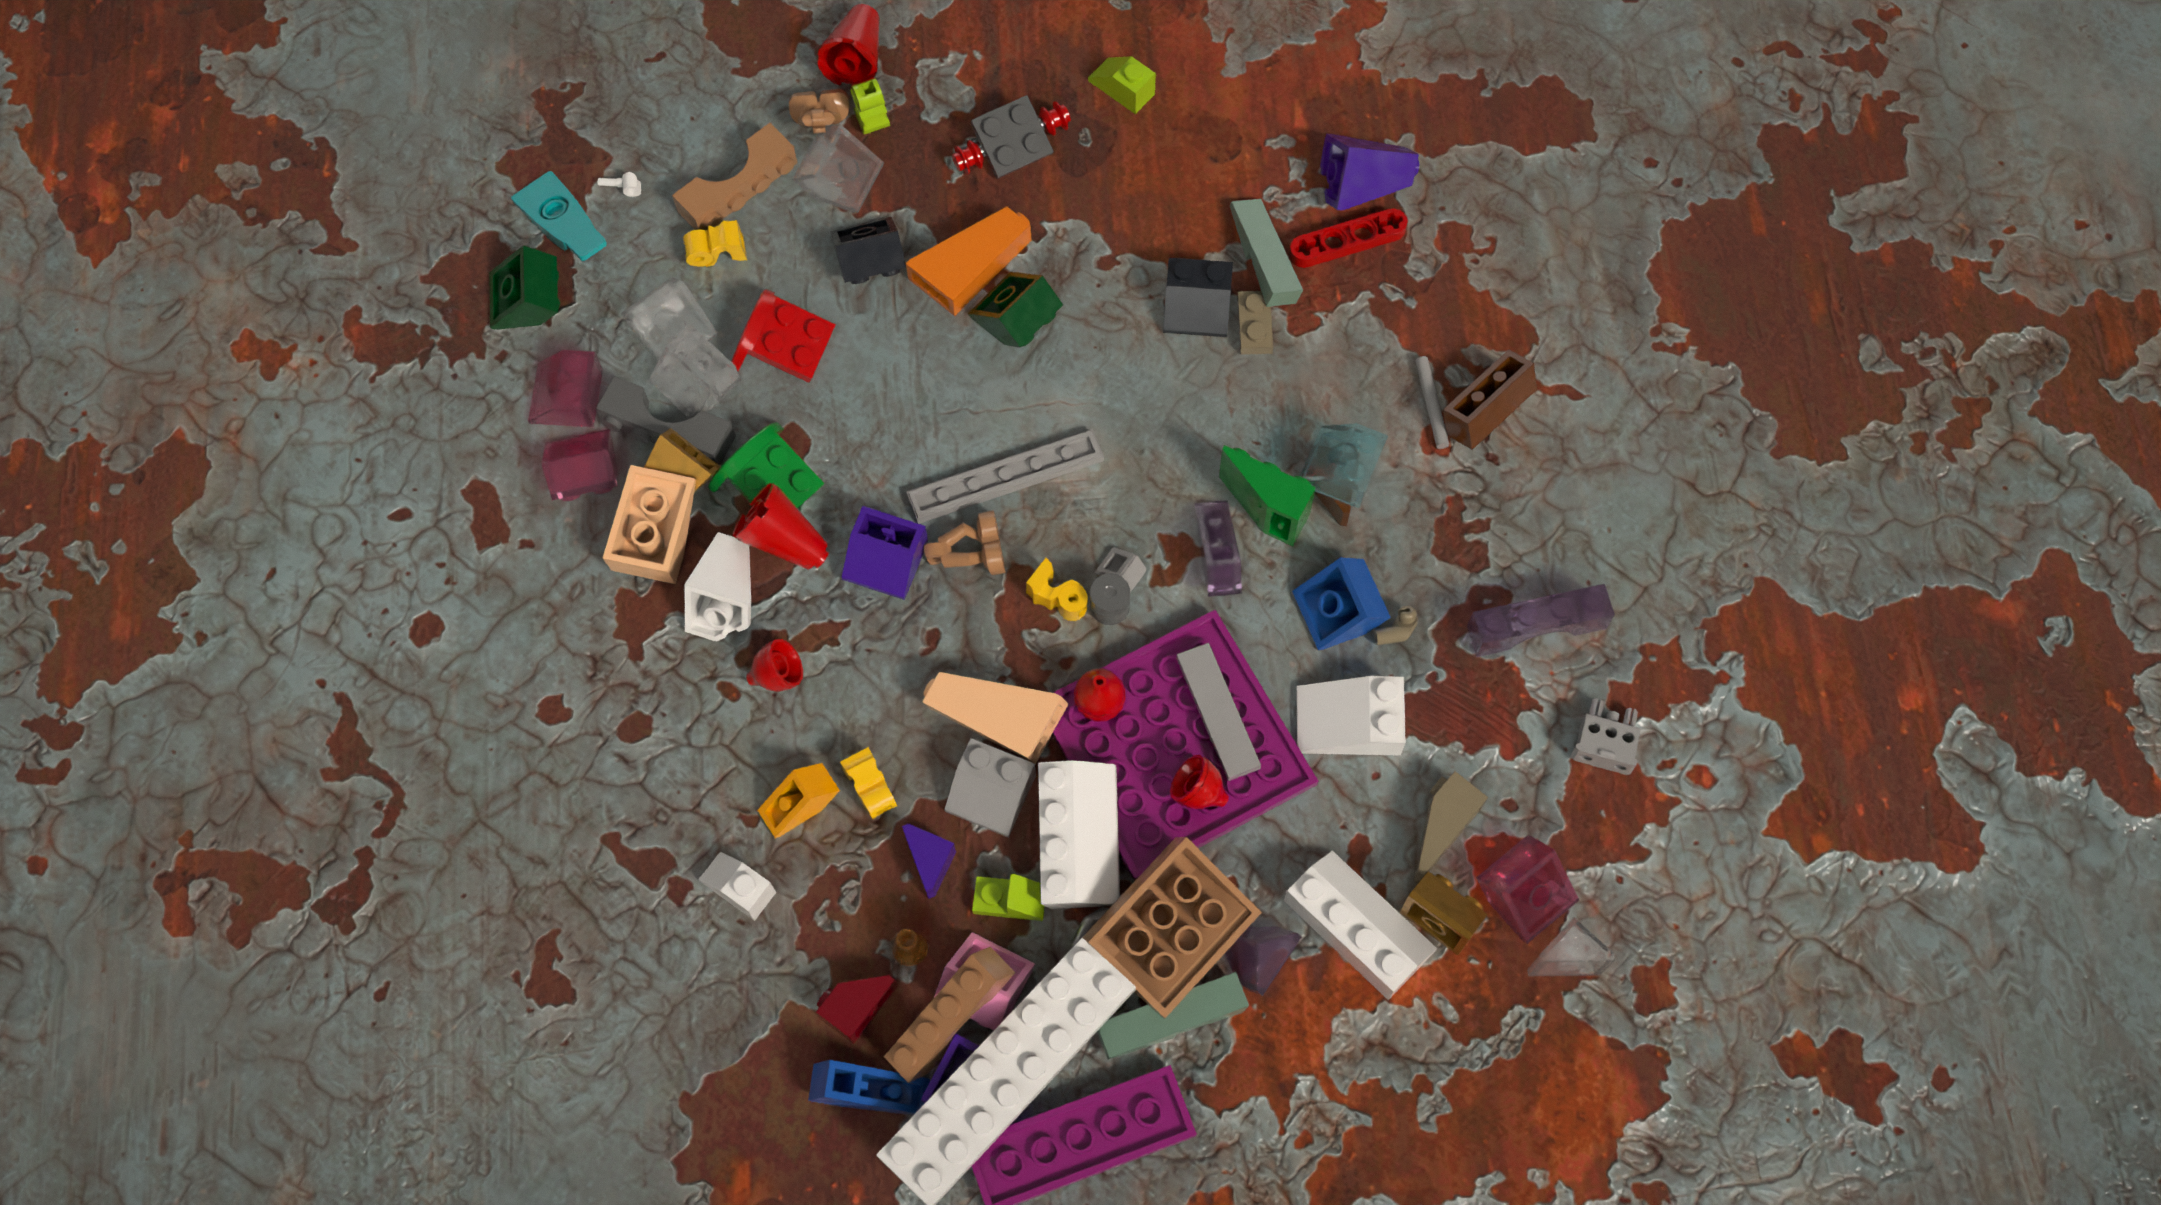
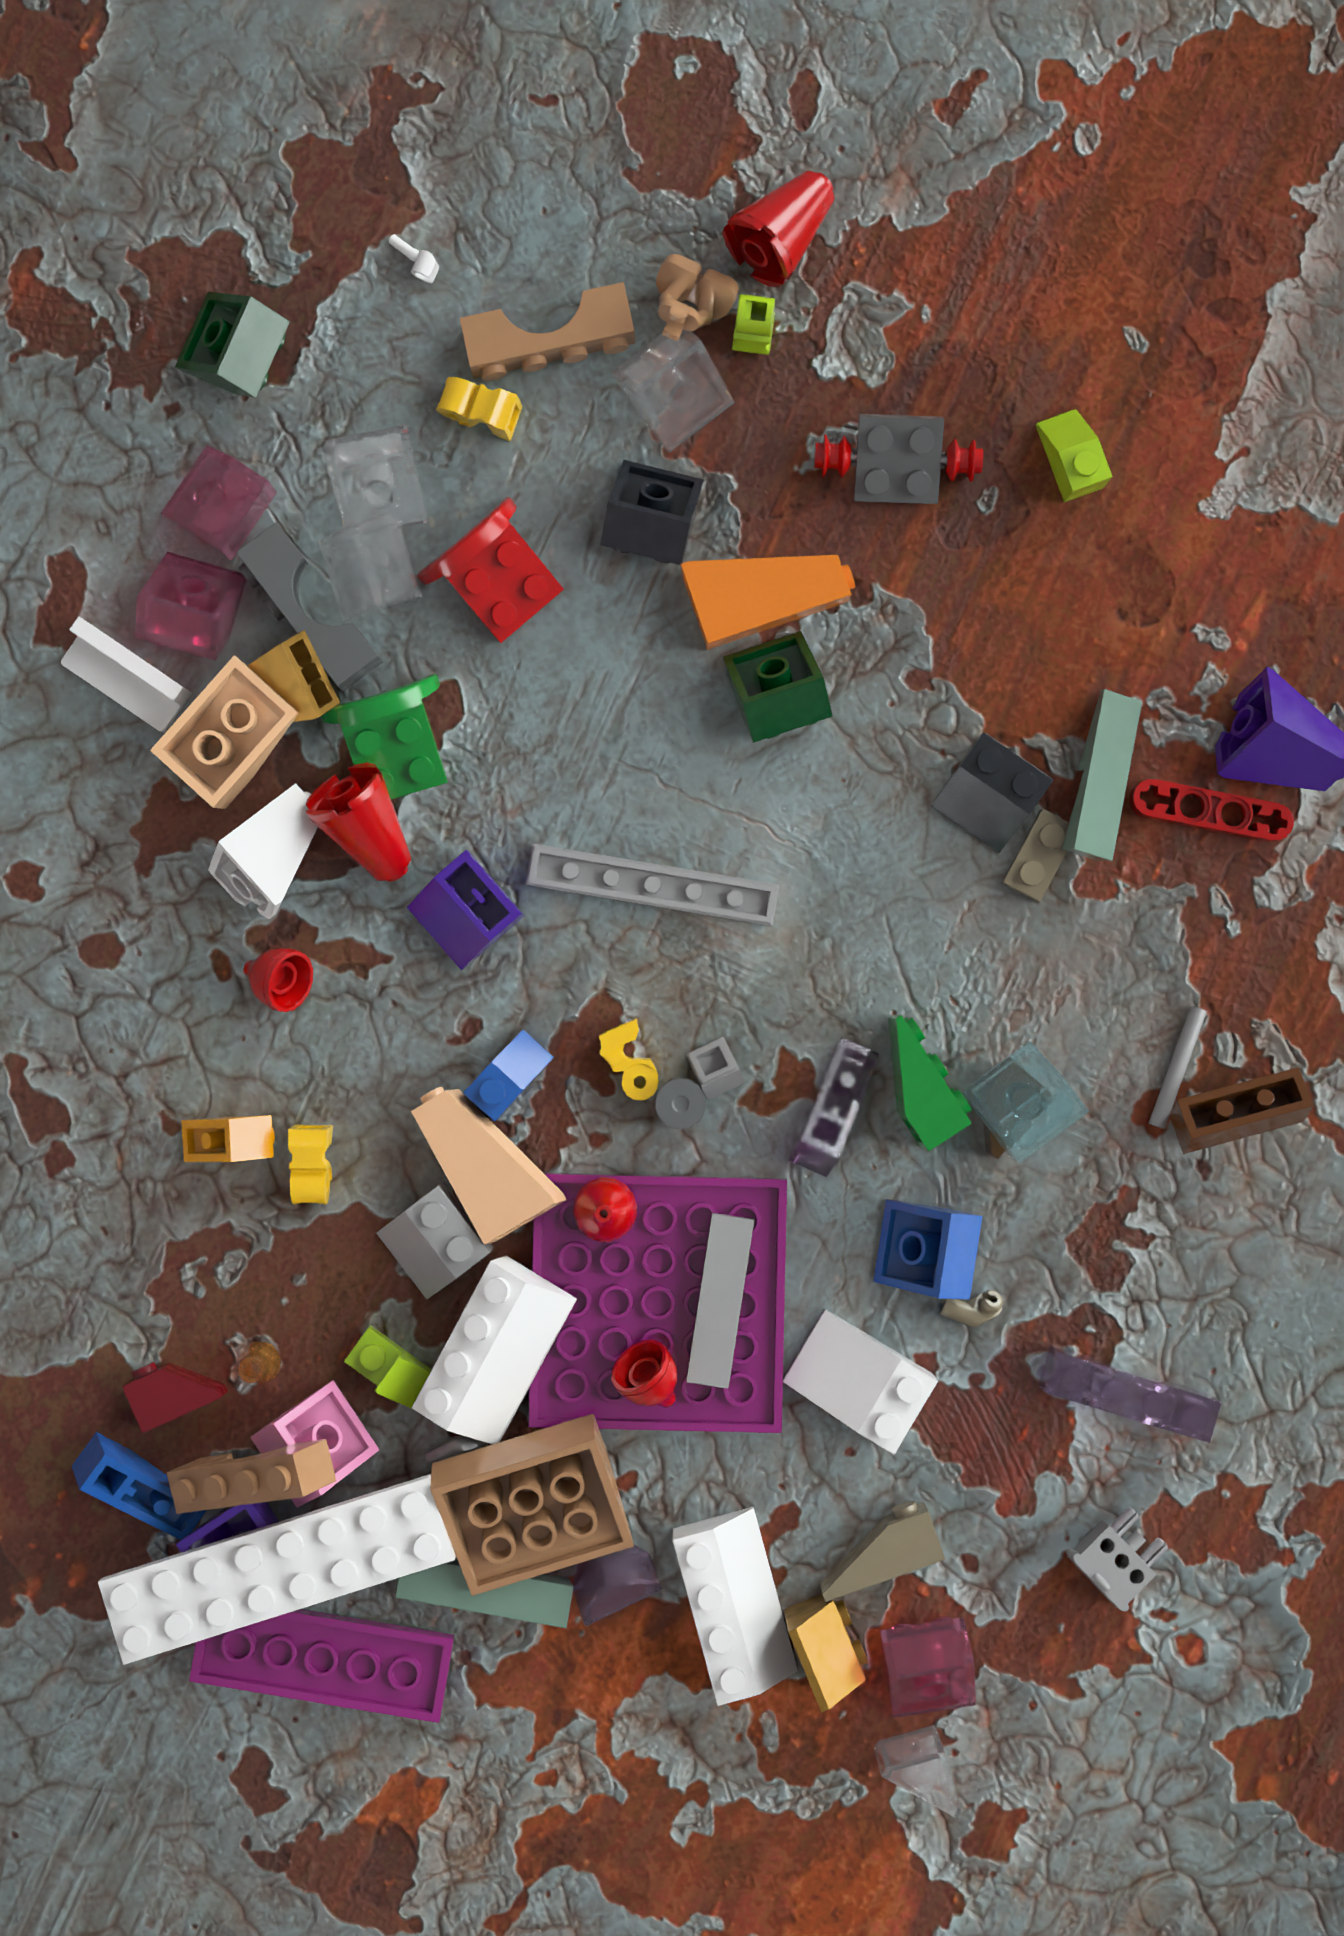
camera: 30 degrees right, 20 degrees up
(556, 532) = (124, 676): none -> white panel
(559, 216) = (322, 264): teal piece -> none
(738, 885) = (115, 1194): white slope -> none
(930, 855) = (330, 1279): dark purple slope -> none
(977, 648) = (508, 1075): none -> slope
(986, 534) = (585, 970): medium nougat piece -> none

